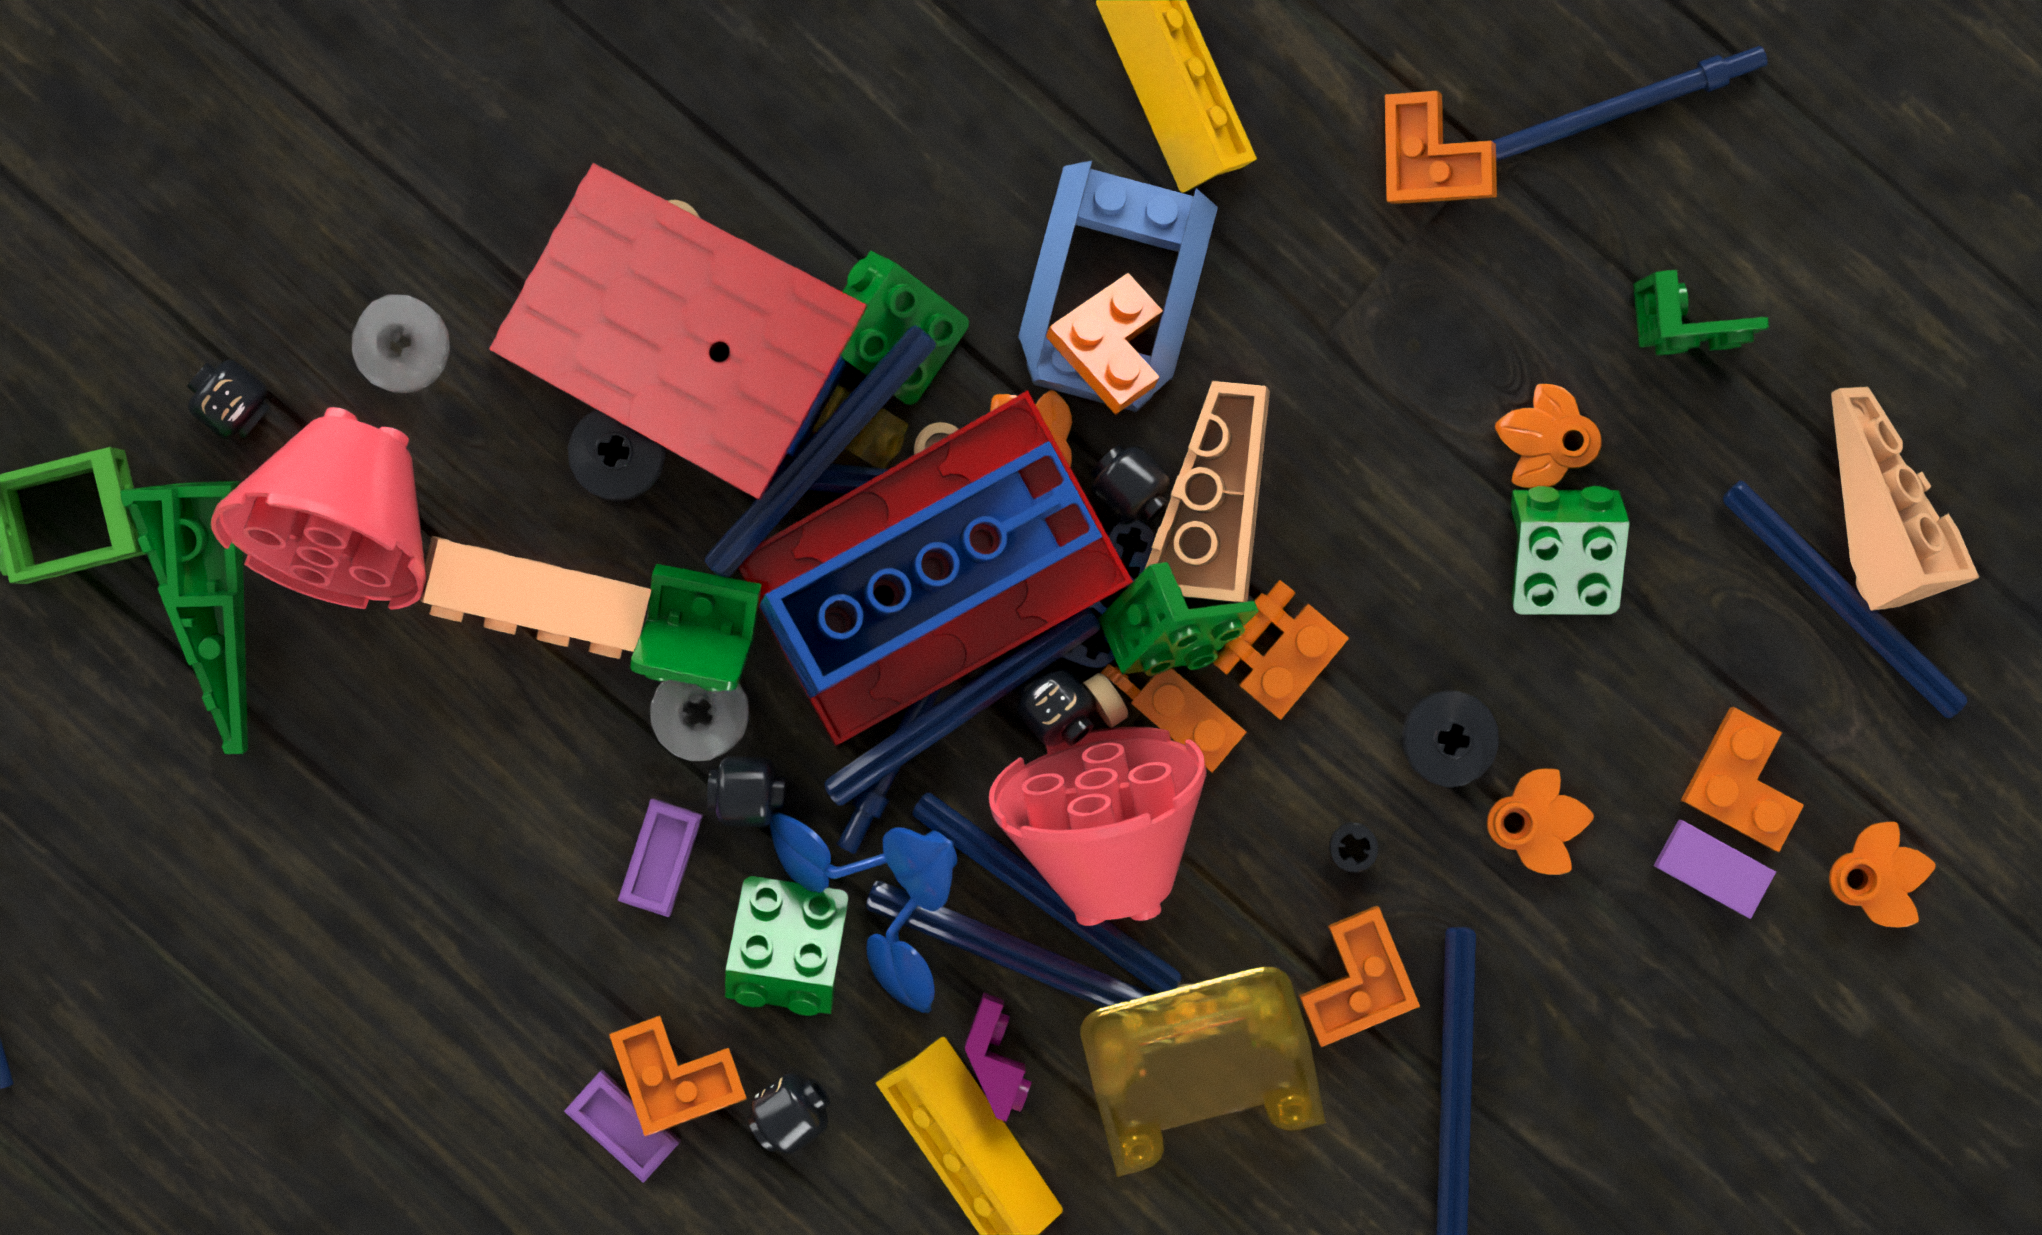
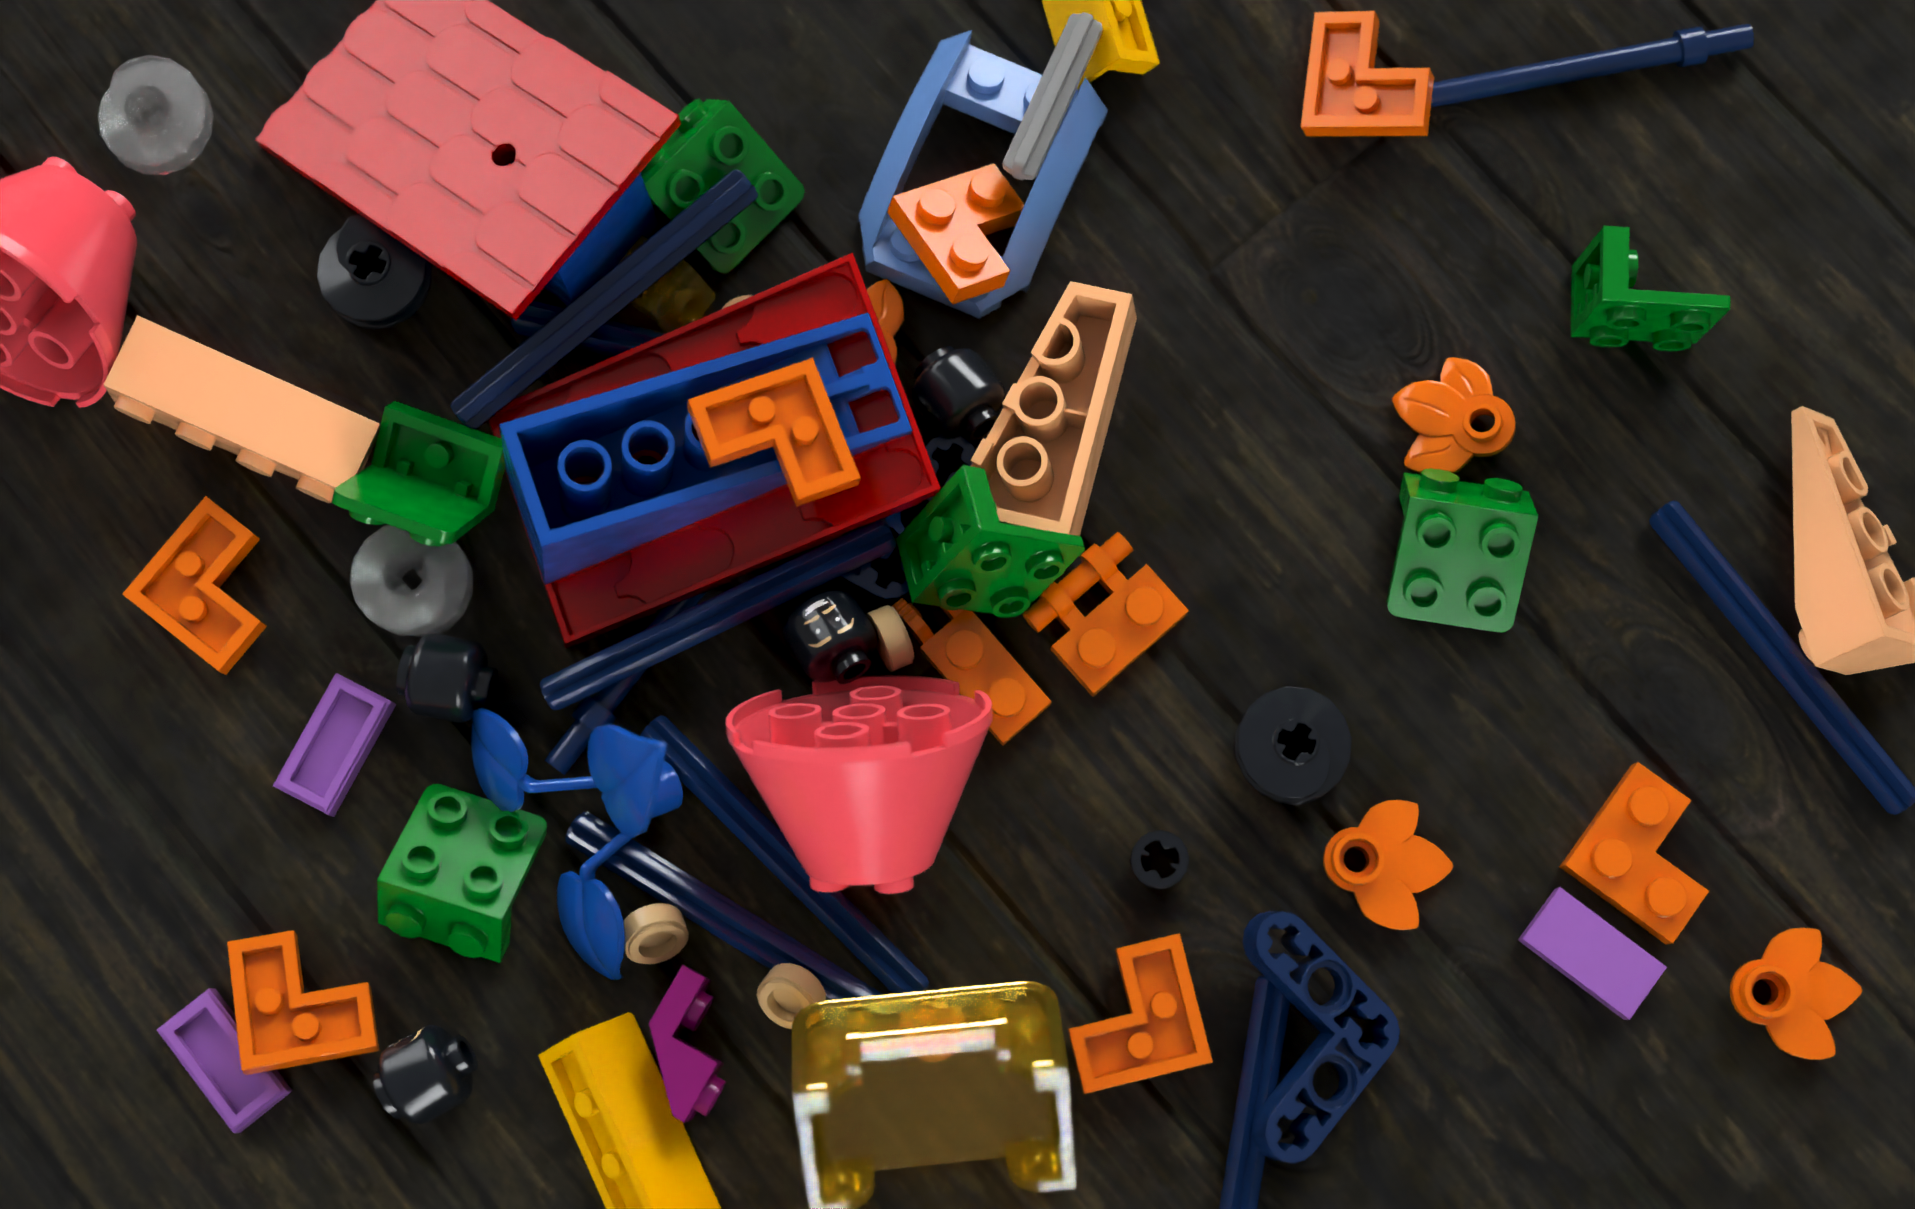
camera: 10 degrees right, 10 degrees down
(510, 749) = (185, 581): none -> orange plate
(954, 973) = (654, 933): none -> tan tile
(999, 546) = (783, 412): none -> orange plate
(1070, 1004) = (787, 991): none -> tan tile
(1172, 214) = (1052, 96): none -> light grey axle
(1517, 974) = (1335, 1044): none -> dark blue beam

